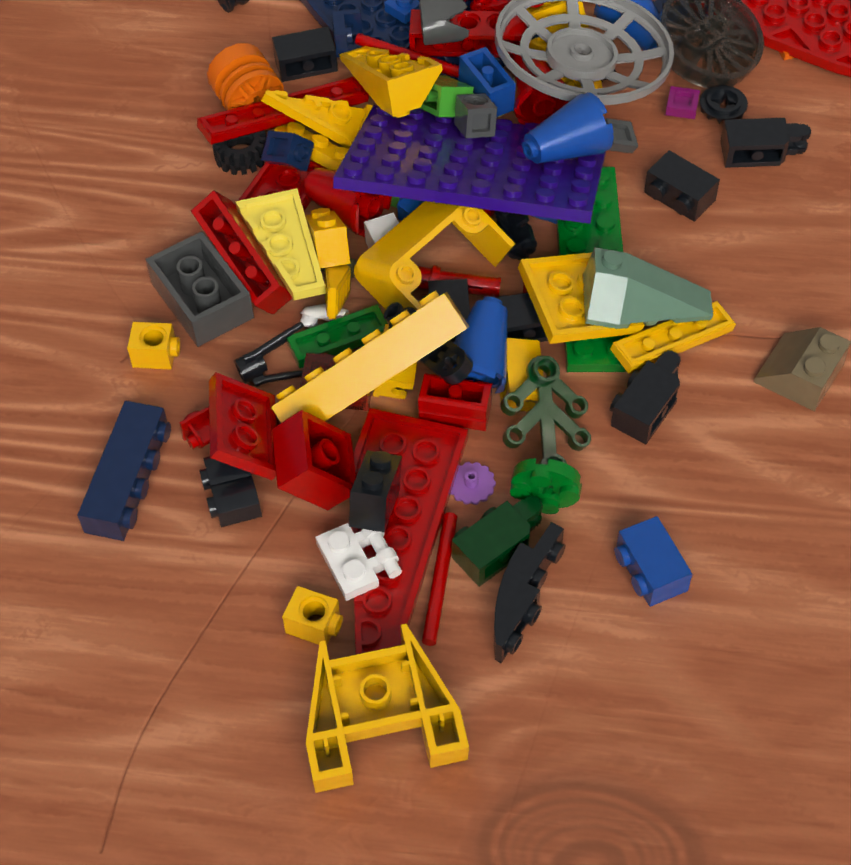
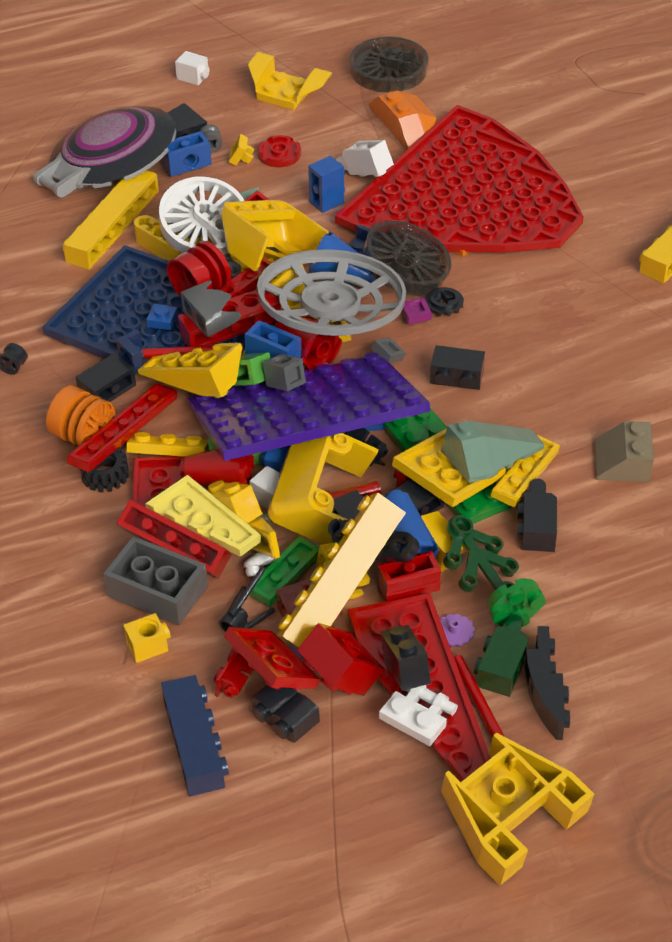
camera: 30 degrees left, 10 degrees down
(287, 150) = (150, 453): dark blue bracket -> none
(308, 603) = (408, 779): yellow brick -> none
(328, 117) = (161, 418): yellow wing -> none
(570, 132) = (371, 353): blue cone -> none
(652, 561) = (619, 622): blue brick -> none
(761, 141) = (489, 317): black hinge -> none

